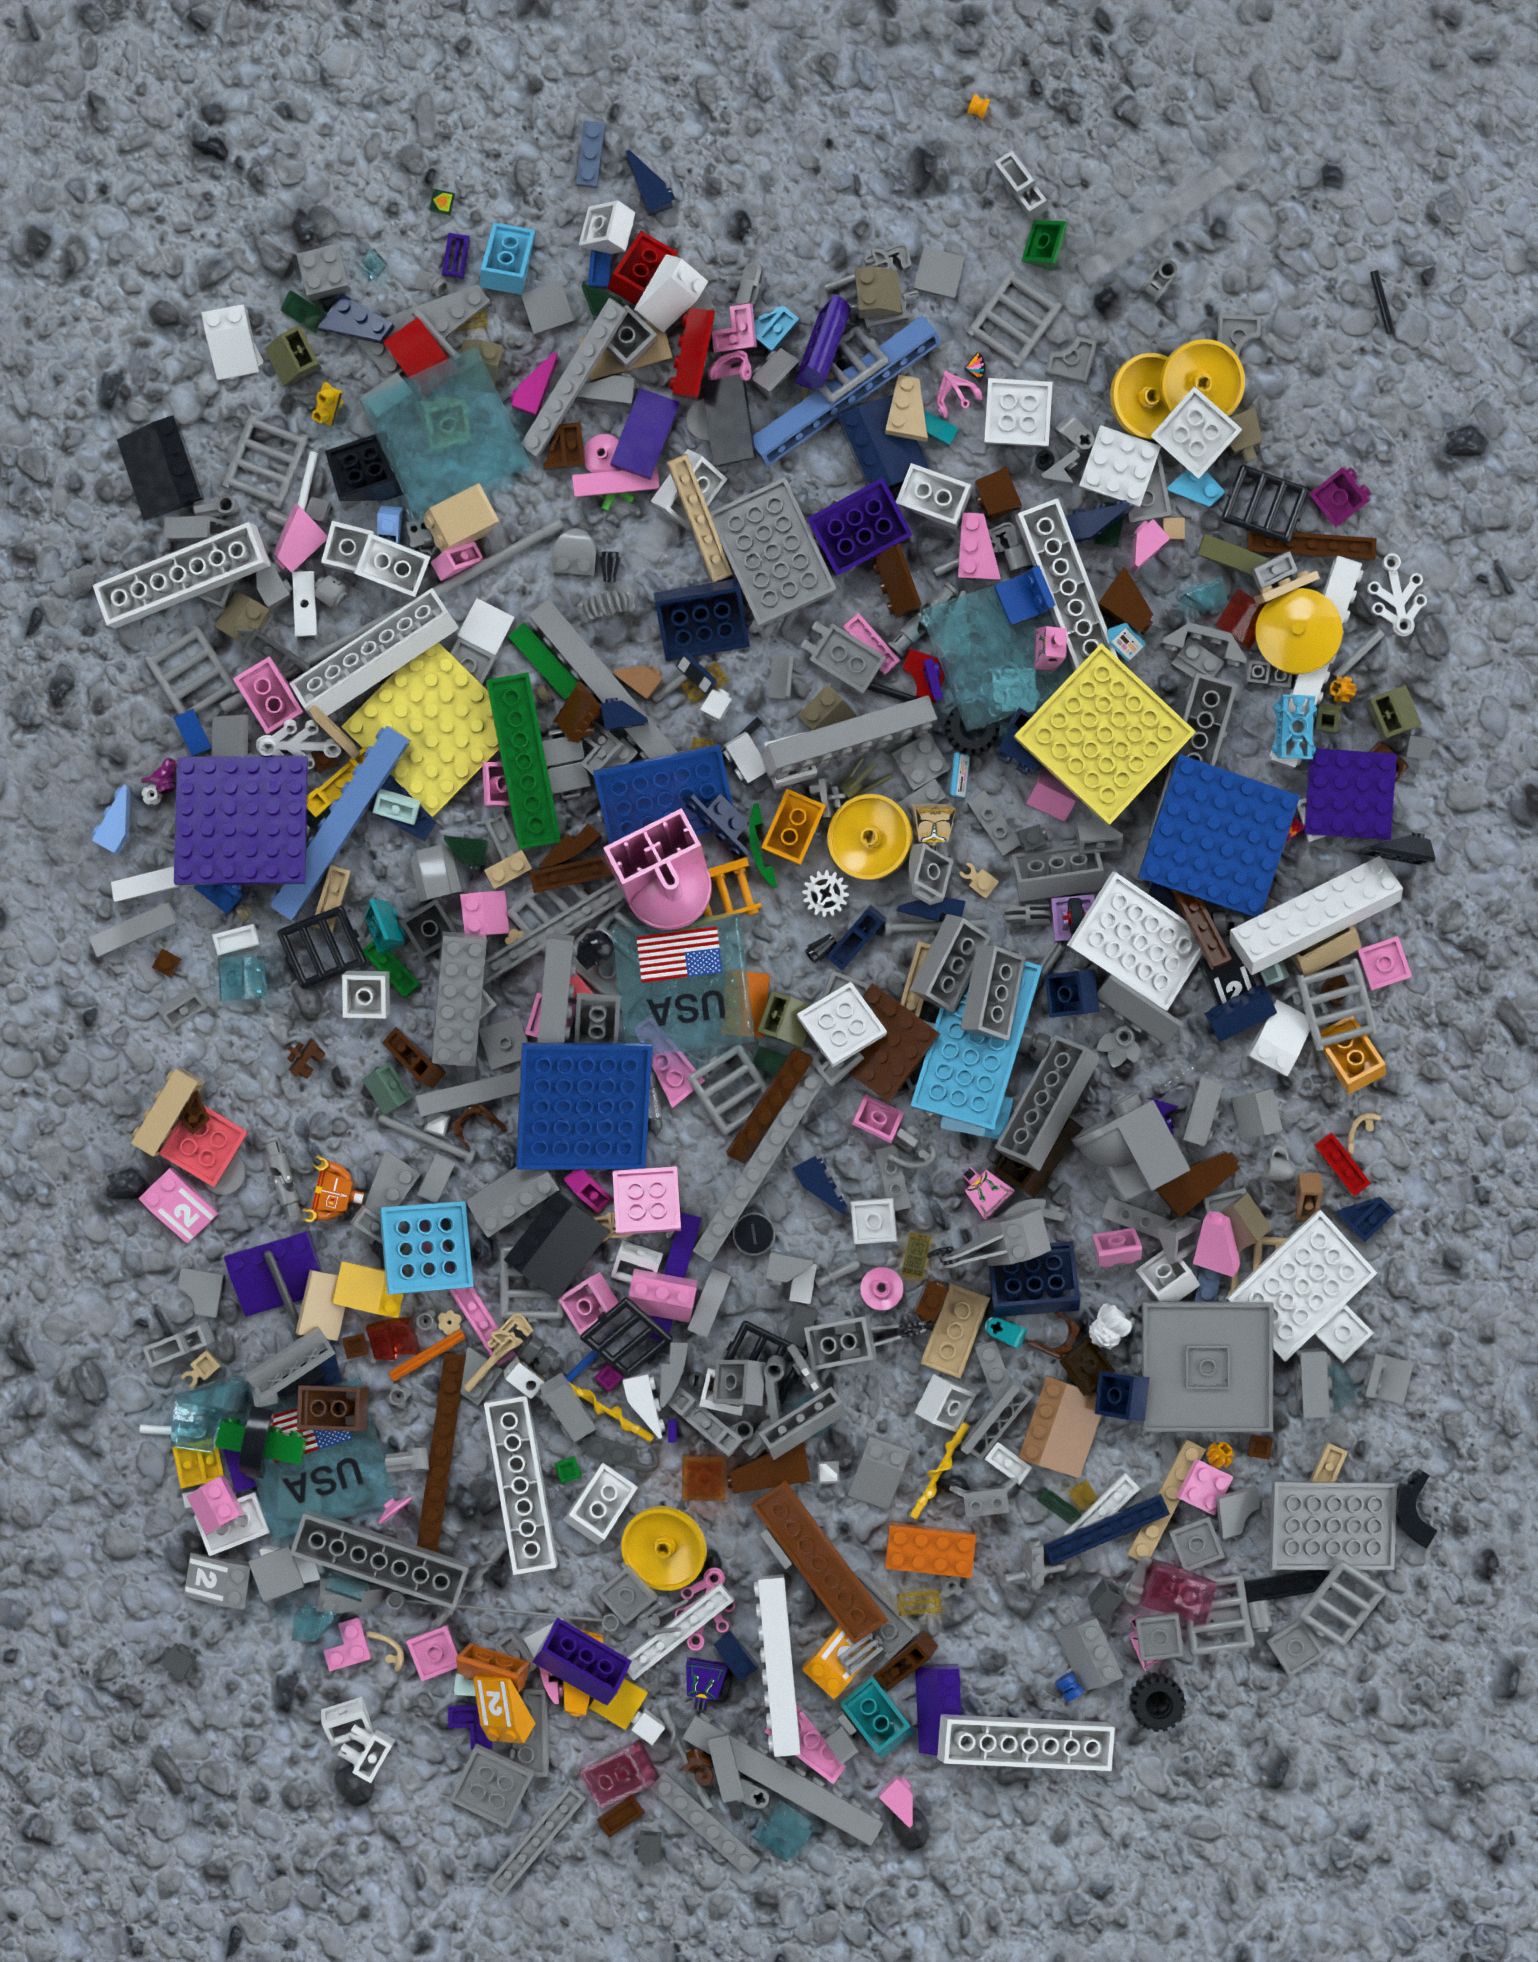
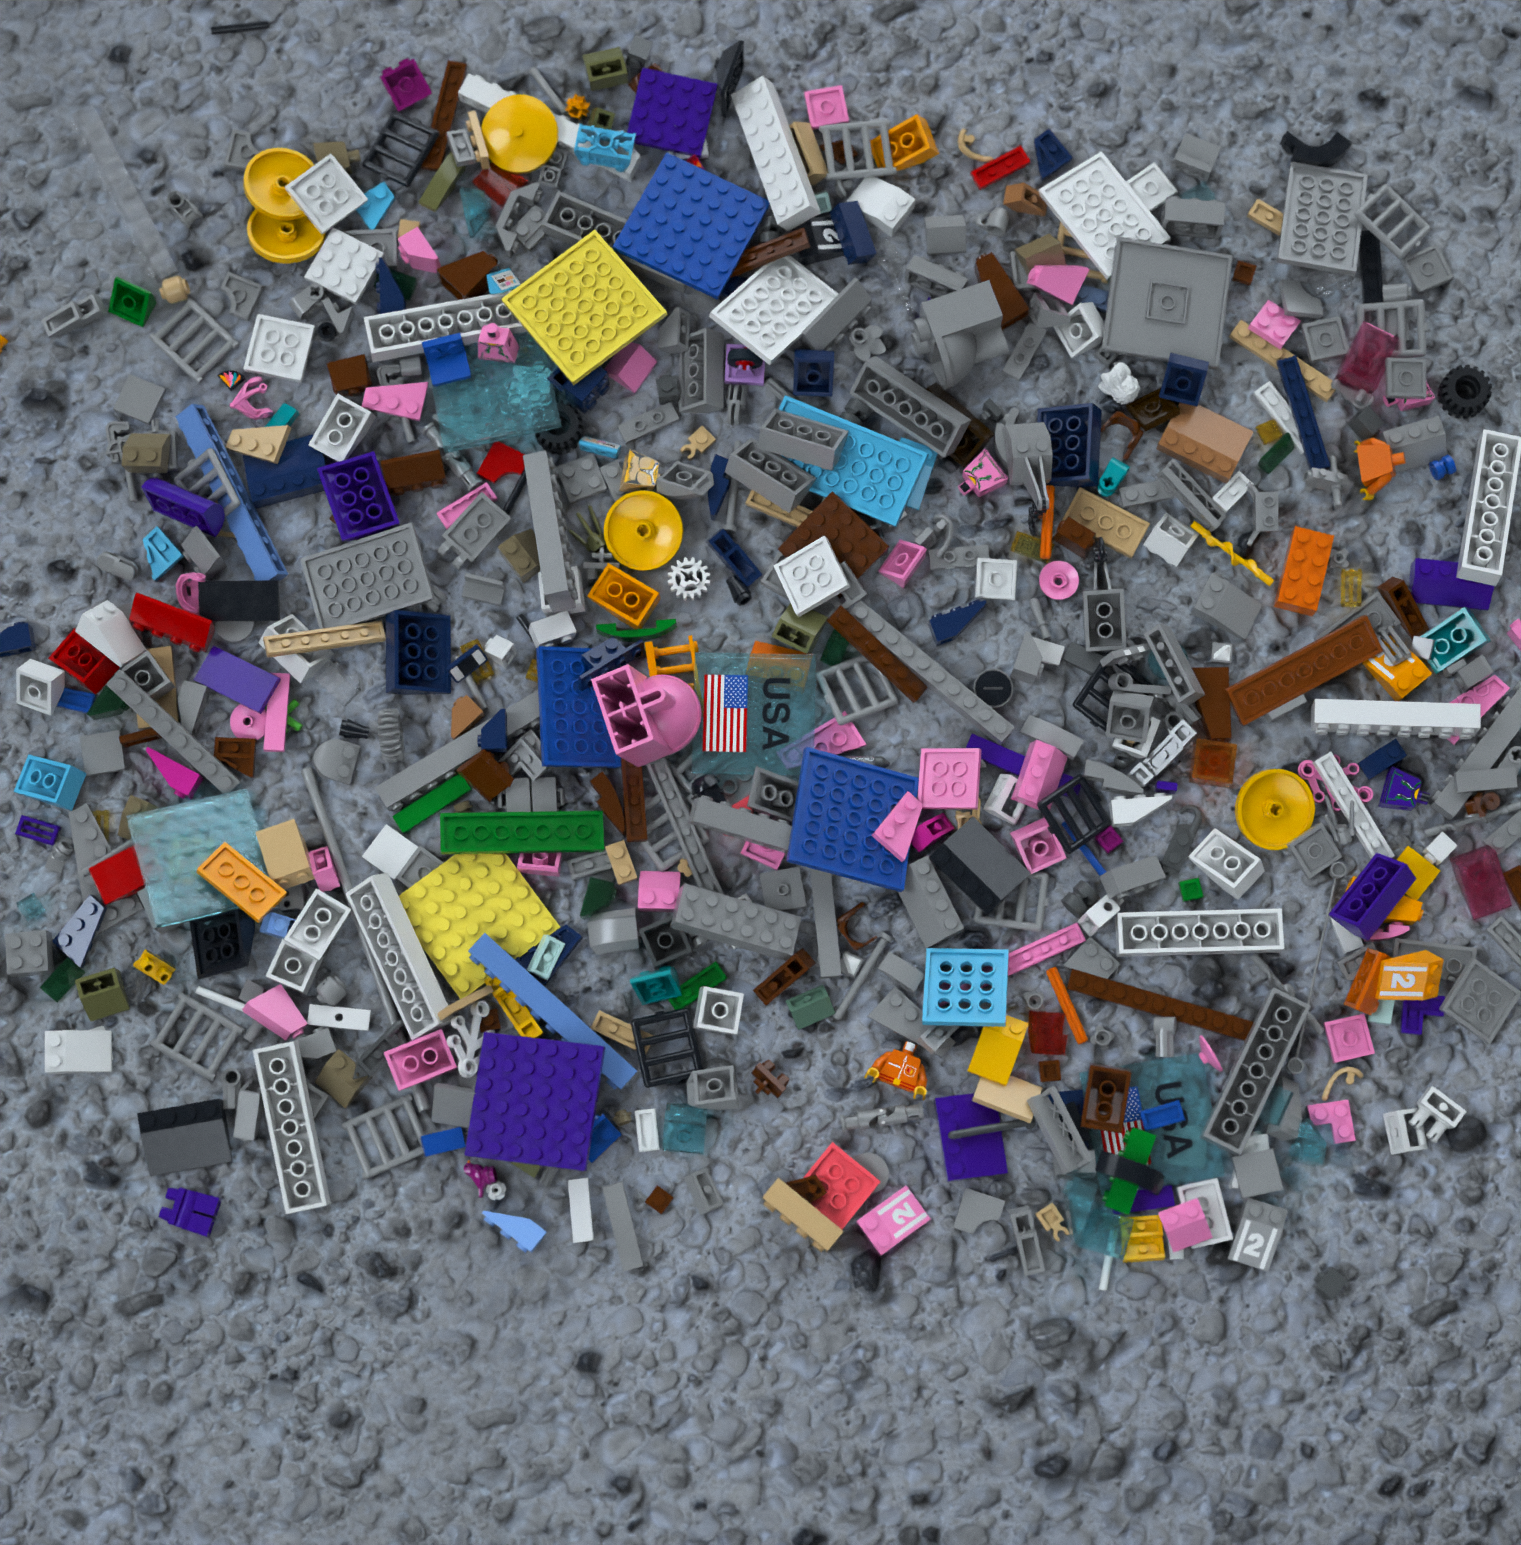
camera: 80 degrees left, 10 degrees down
(86, 489) = (184, 1210): none -> dark purple hips
(284, 1001) = (713, 1088): none -> light grey slope
(324, 1468) = (1162, 1116): none -> blue tile
(421, 478) = (241, 882): none -> light orange plate
(445, 1326) = (1037, 974): tan plant -> none
(503, 1342) = (1064, 930): tan piece -> none
(566, 338) = (139, 737): none -> reddish brown tile
(585, 1155) = (899, 826): none -> bright pink wing
(615, 1412) = (1143, 836): yellow piece -> none
(742, 333) = (159, 577): bright pink plate -> none
(864, 1685) = (1422, 647): none -> tile
(932, 673) = (507, 452): dark purple wing -> none
(938, 1268) = (1047, 525): none -> orange axle
(1057, 1615) = (1376, 465): none -> orange torso
(1066, 287) = (174, 289): none -> tan head
(1117, 1247) = (1049, 367): bright pink slope -> none
(1220, 1455) = (1247, 307): light orange gear -> none
(1398, 598) = (504, 51): white plant -> none

